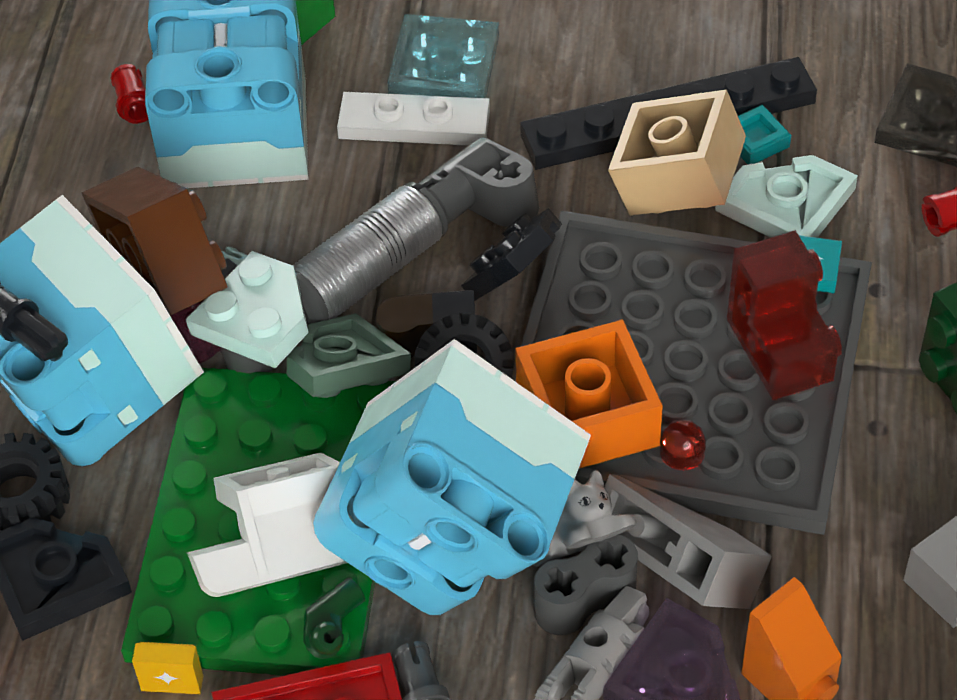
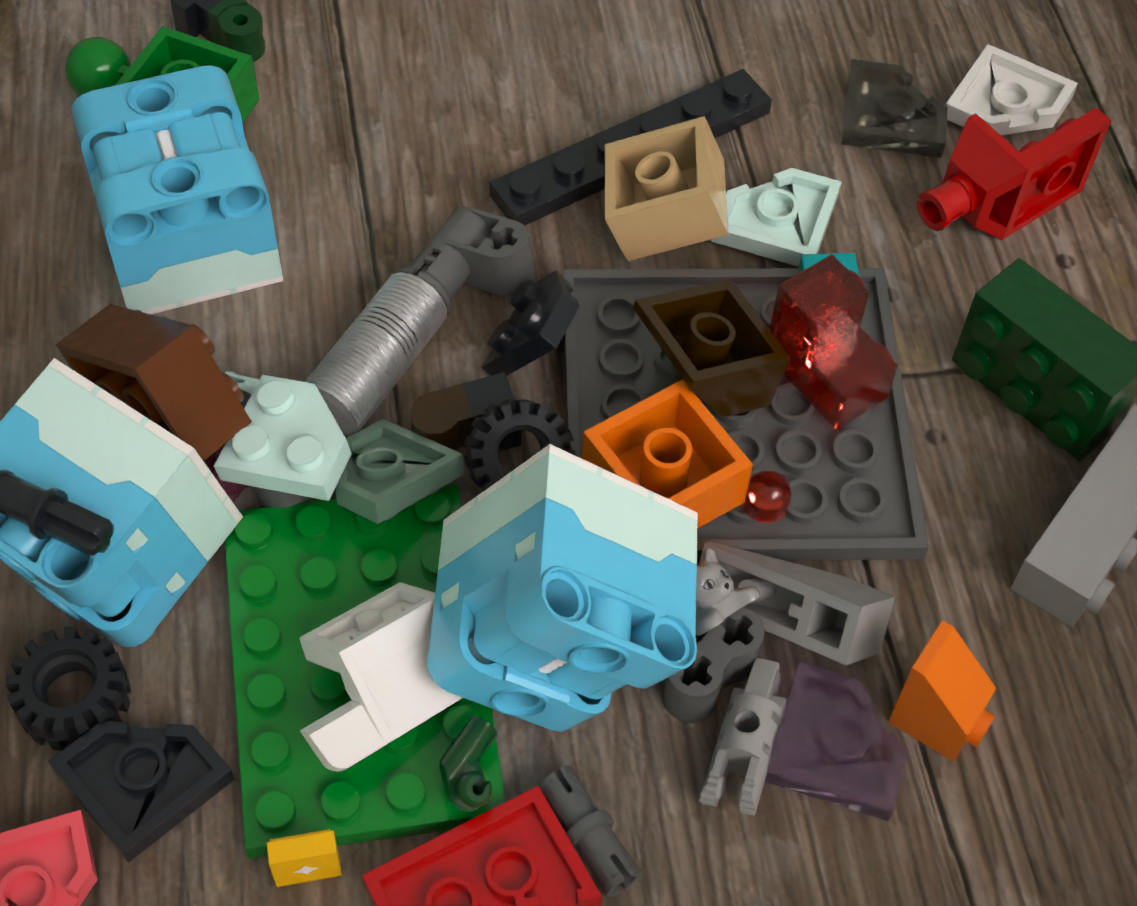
camera: 20 degrees left, 5 degrees up
(130, 93) = (70, 227): red pin -> none
(413, 118) = (376, 196): white plate -> none
(443, 57) = (389, 127): clear light blue plate -> none
(667, 298) = (717, 345): none -> dark brown slope
(763, 135) = (737, 152): teal tile -> none

